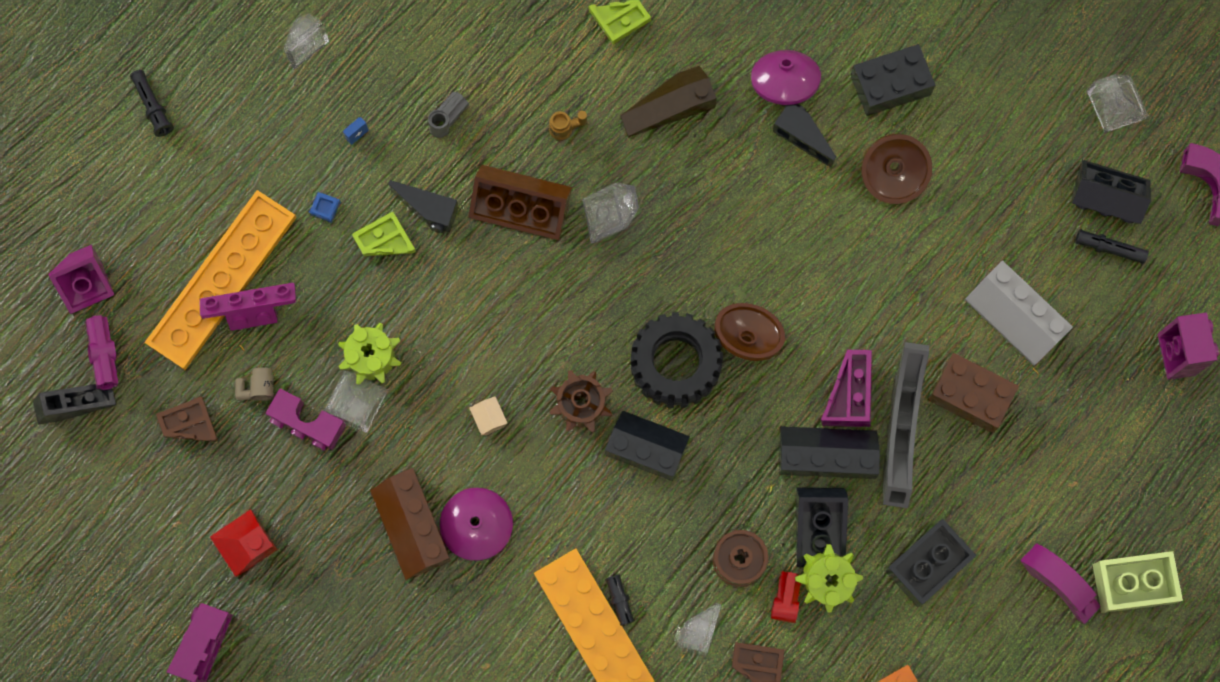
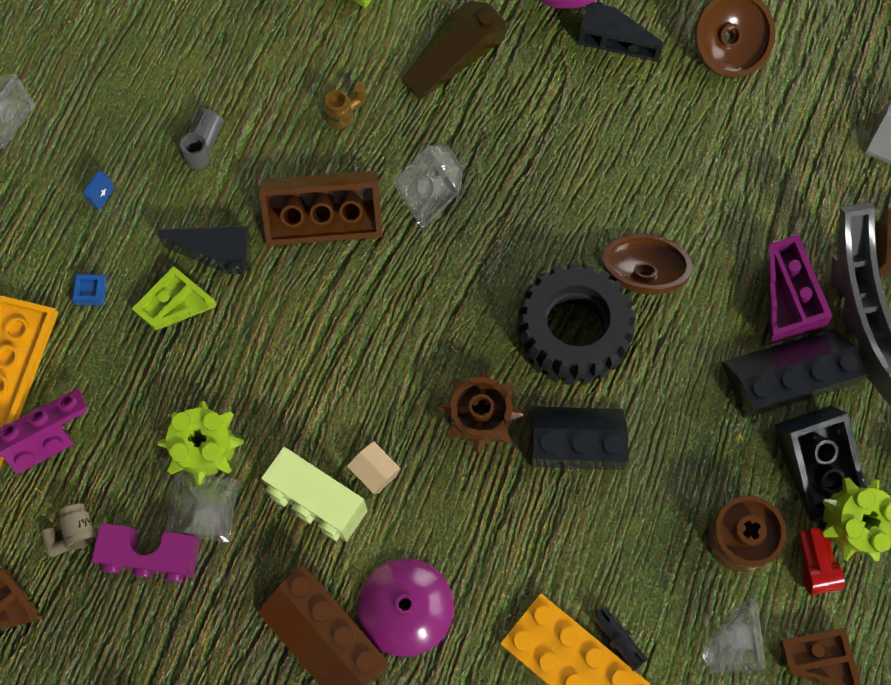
camera: 20 degrees left, 5 degrees down
(437, 422) = (314, 495): none -> yellowish green brick

